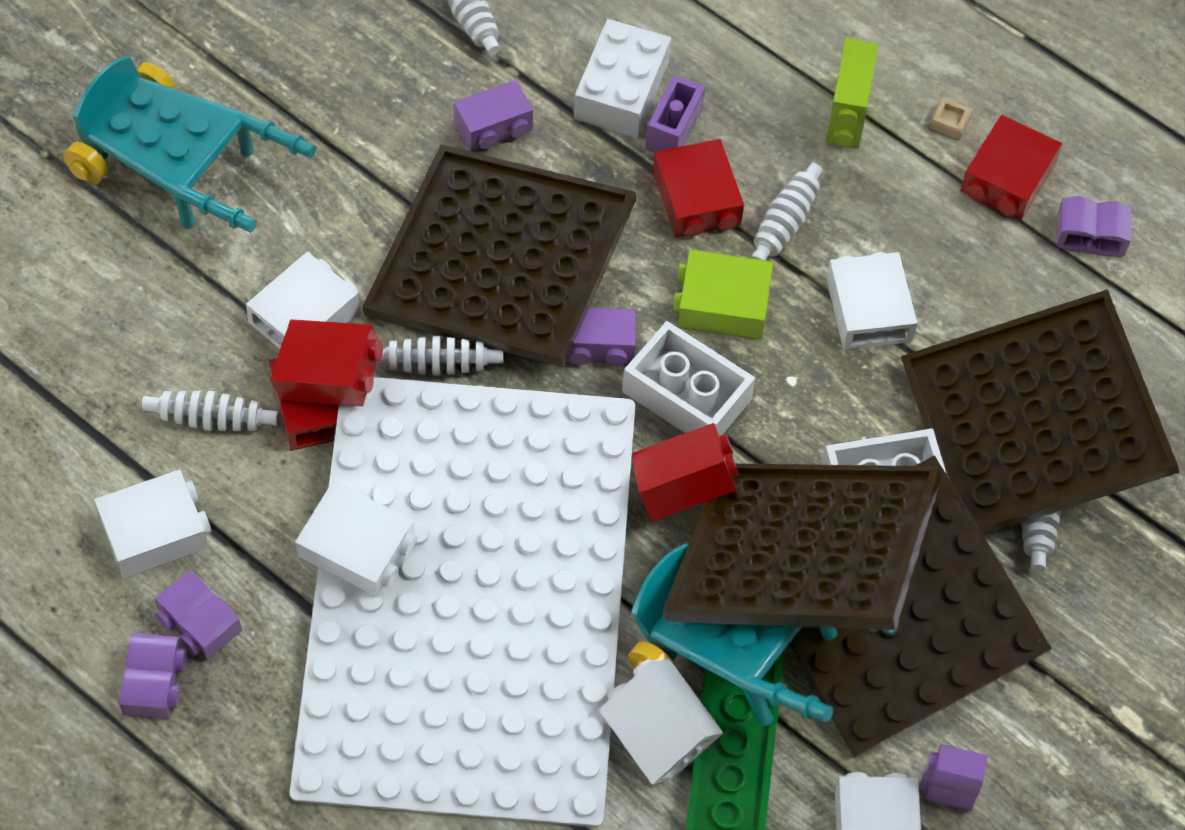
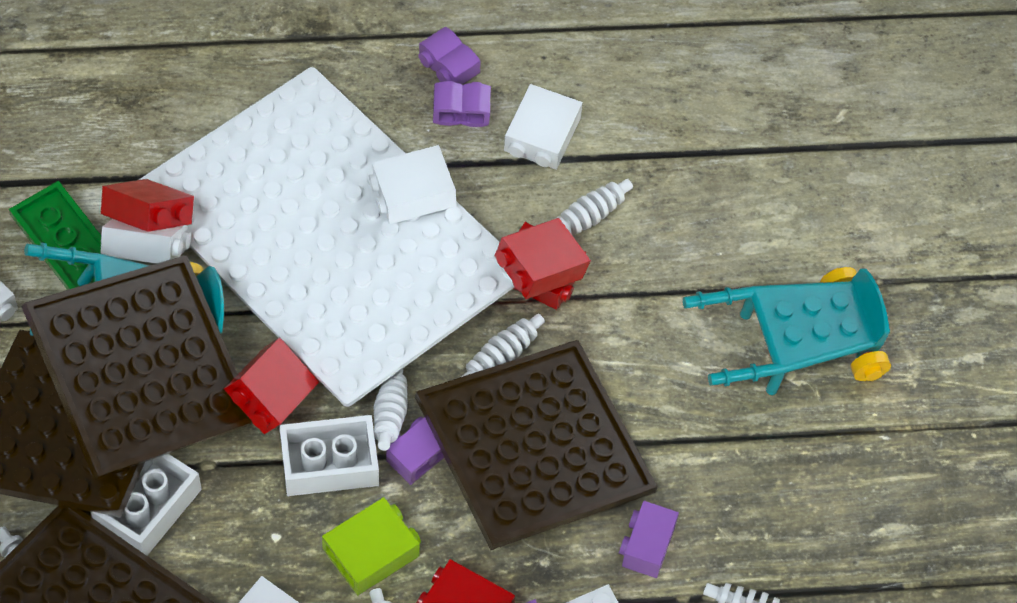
camera: 135 degrees right, 0 degrees up
(302, 293) = (611, 311): white brick -> none
(602, 370) = (390, 410): none -> white piece
(628, 744) = (147, 205): none -> red brick

